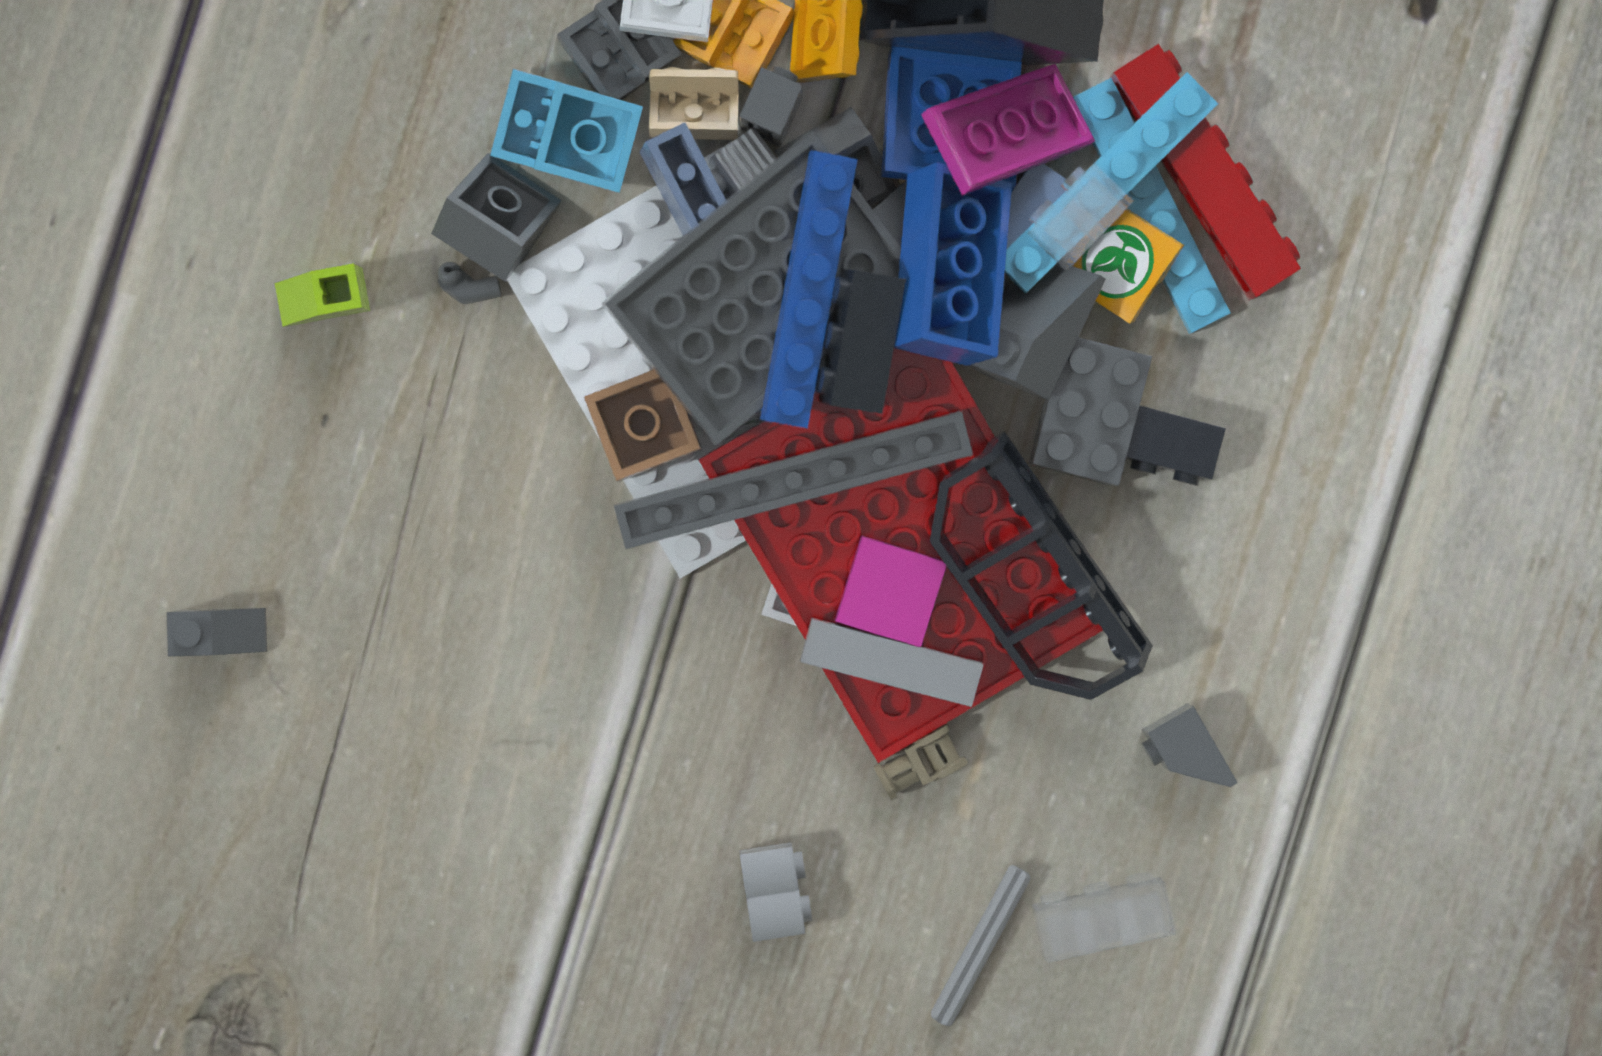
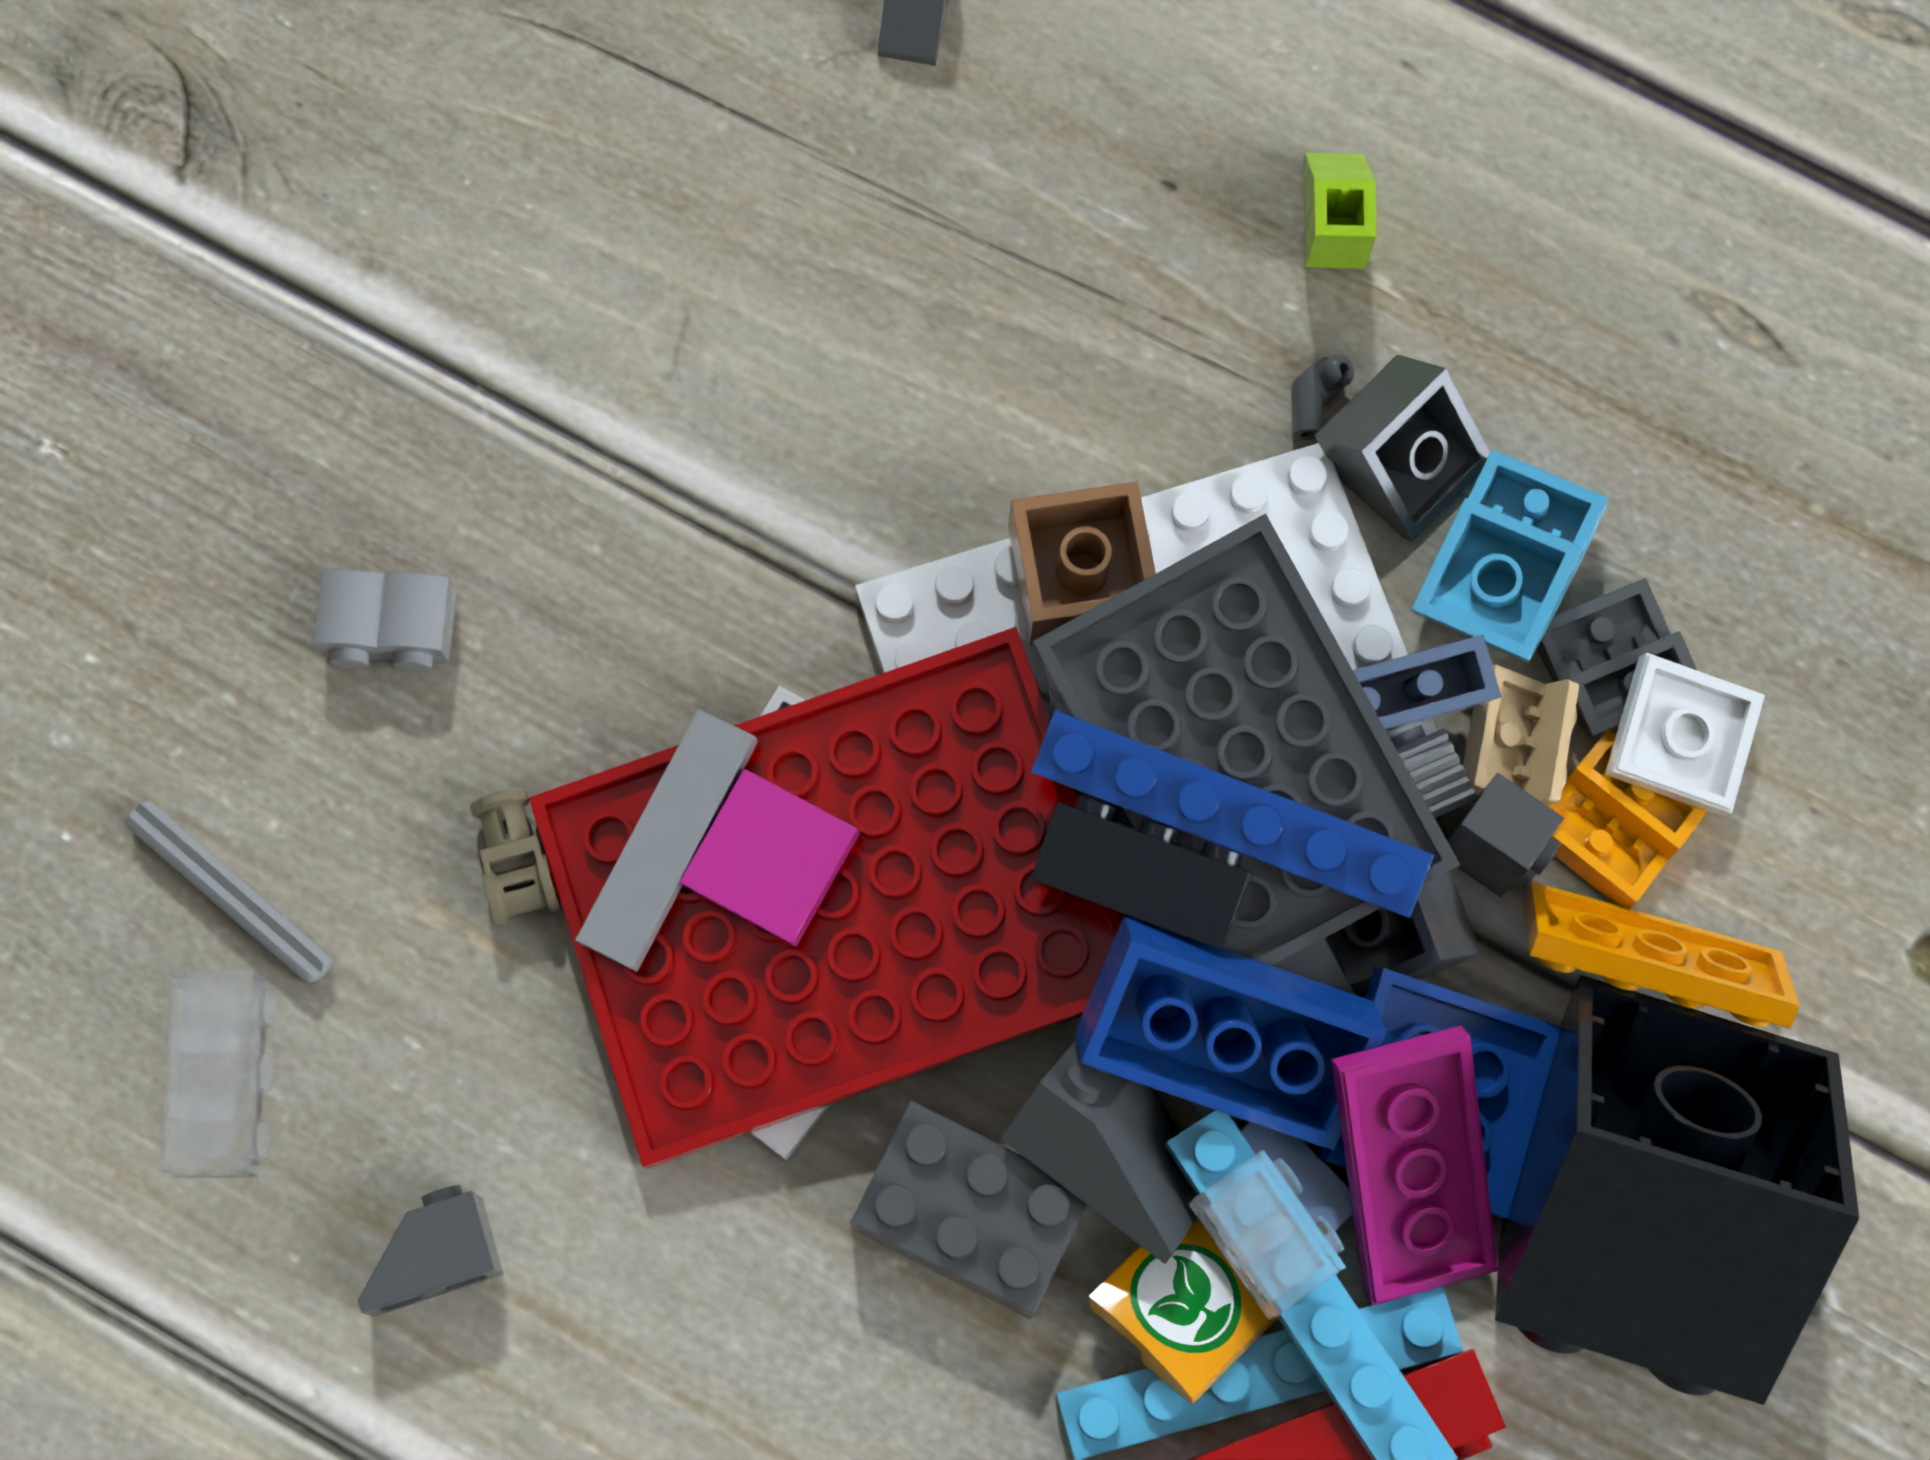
camera: 95 degrees right, 15 degrees down
(793, 479) = (961, 752): dark grey plate -> none
(1075, 568) = (766, 1124): black plate -> none
(1174, 444) = (894, 1326): black brick -> none

